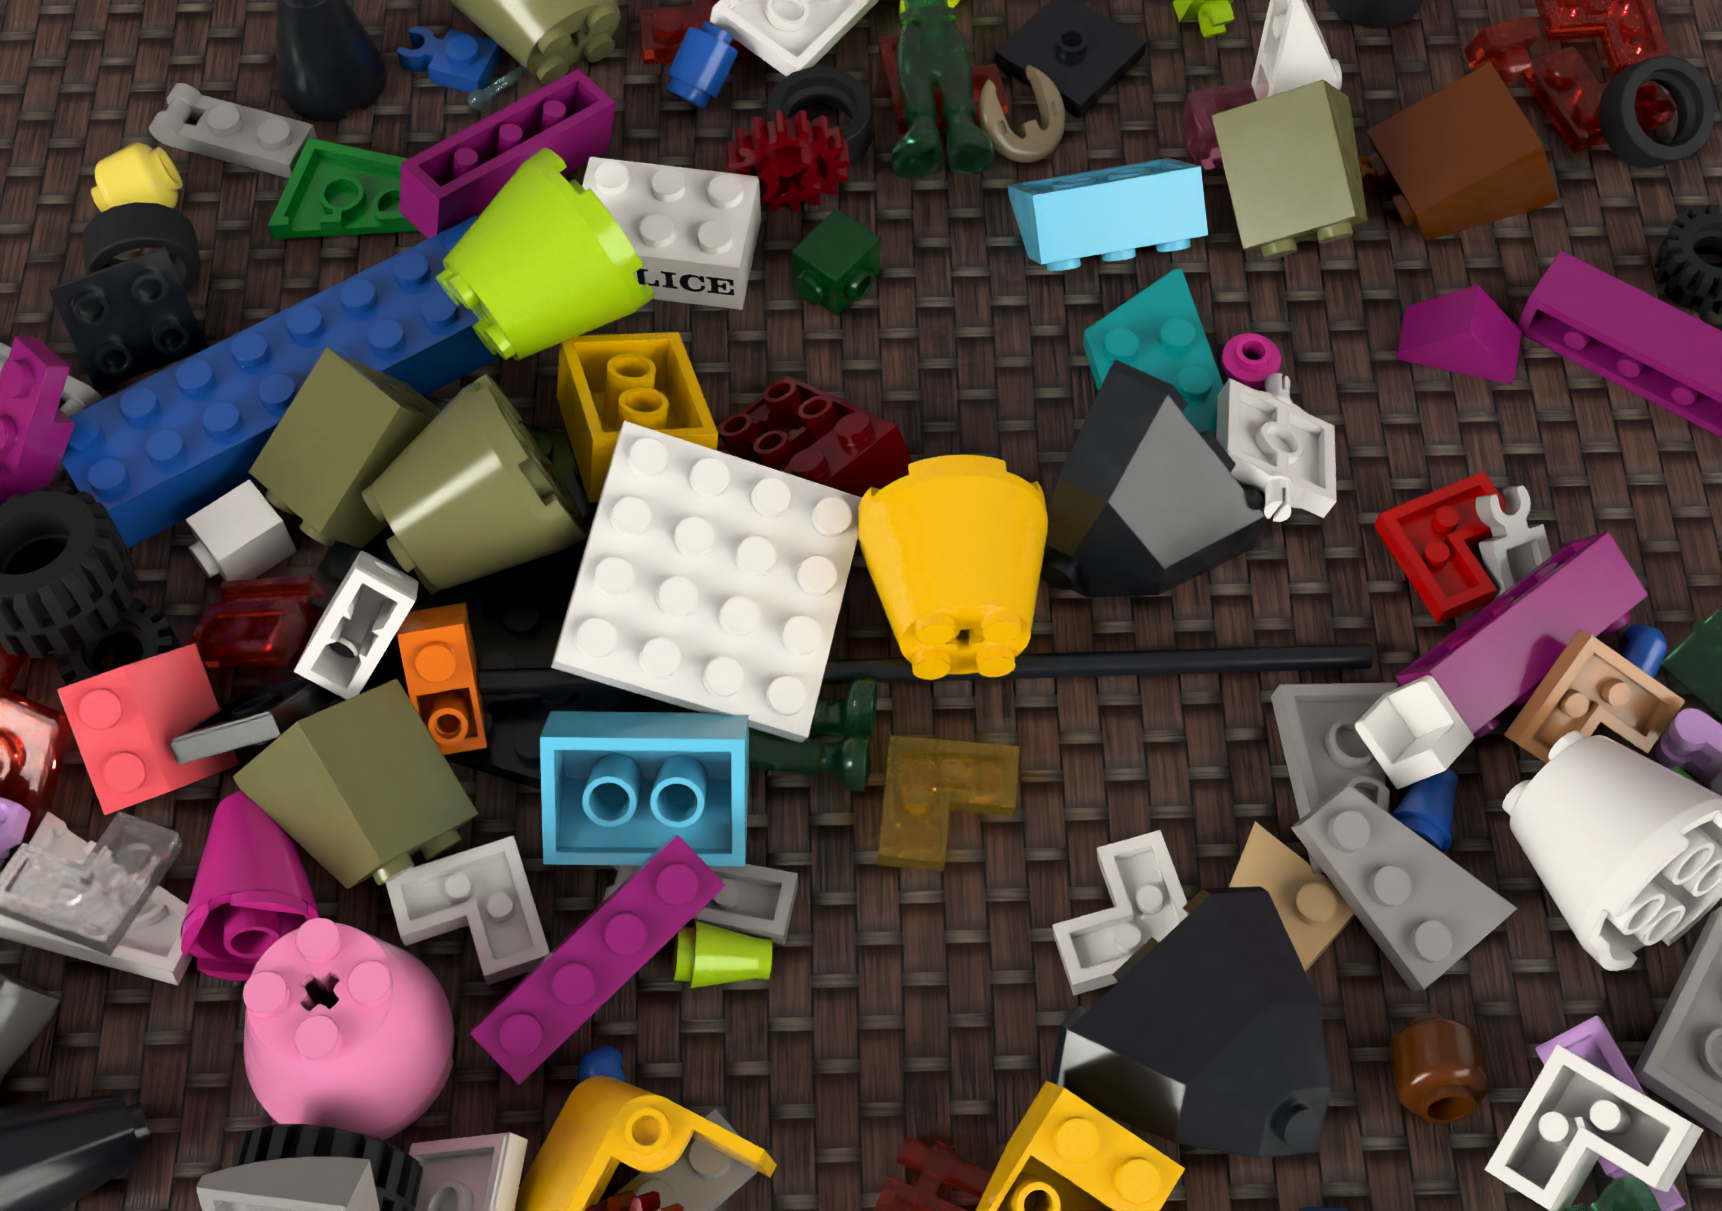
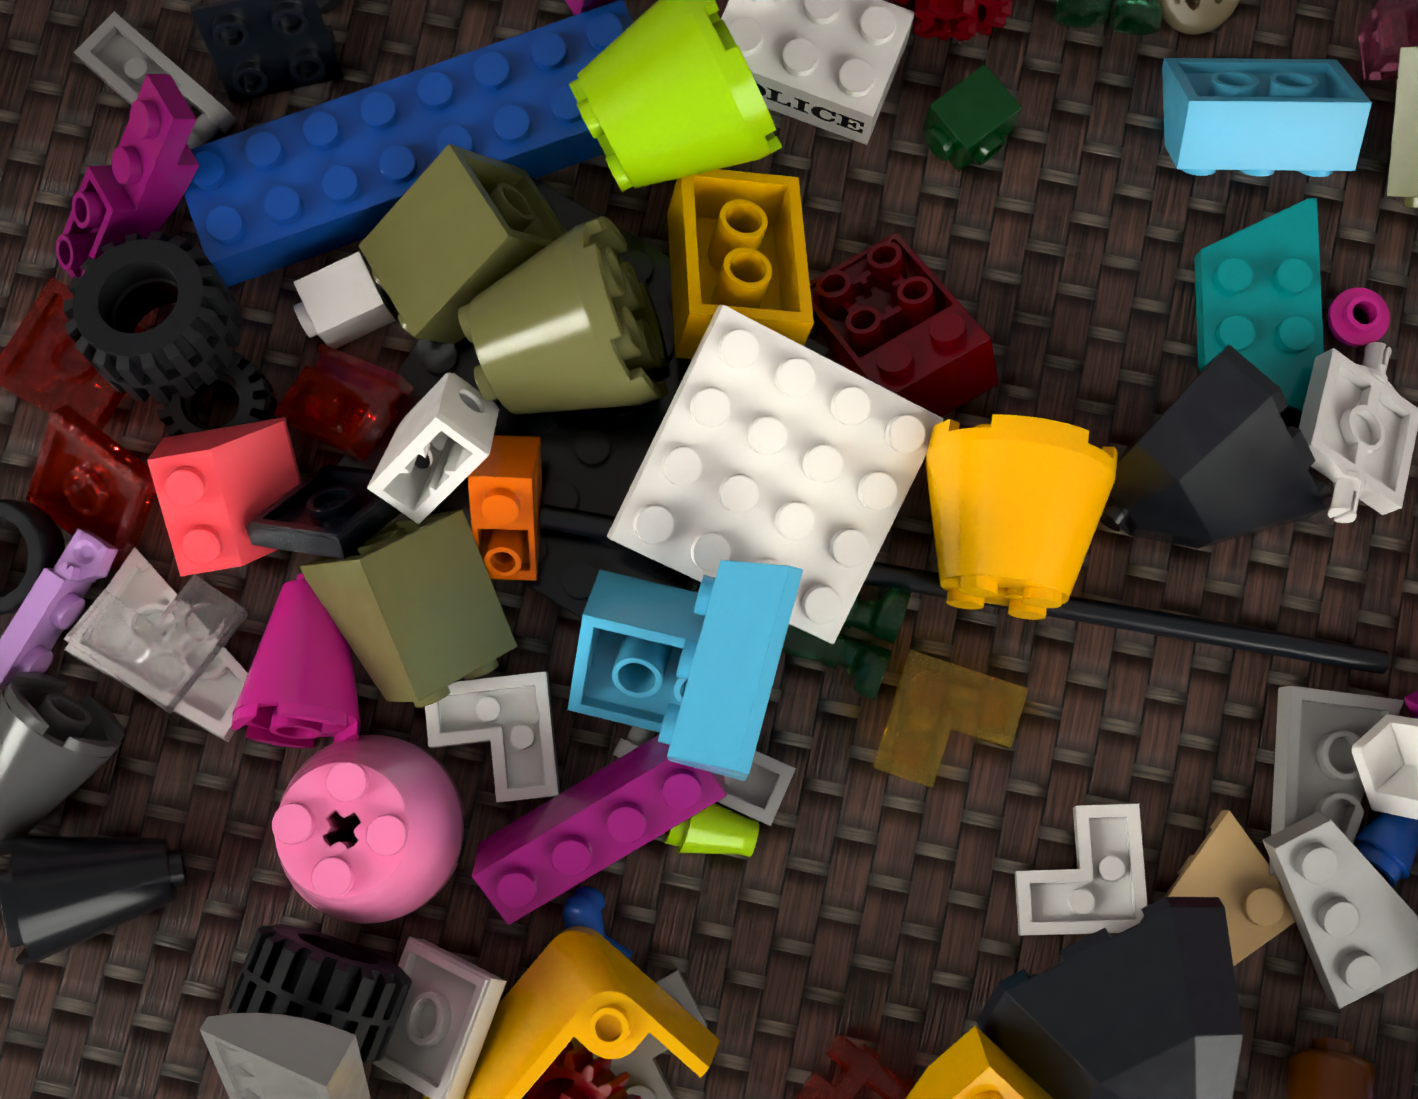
camera: 15 degrees right, 20 degrees up
(701, 738) = (730, 666): none -> medium azure slope

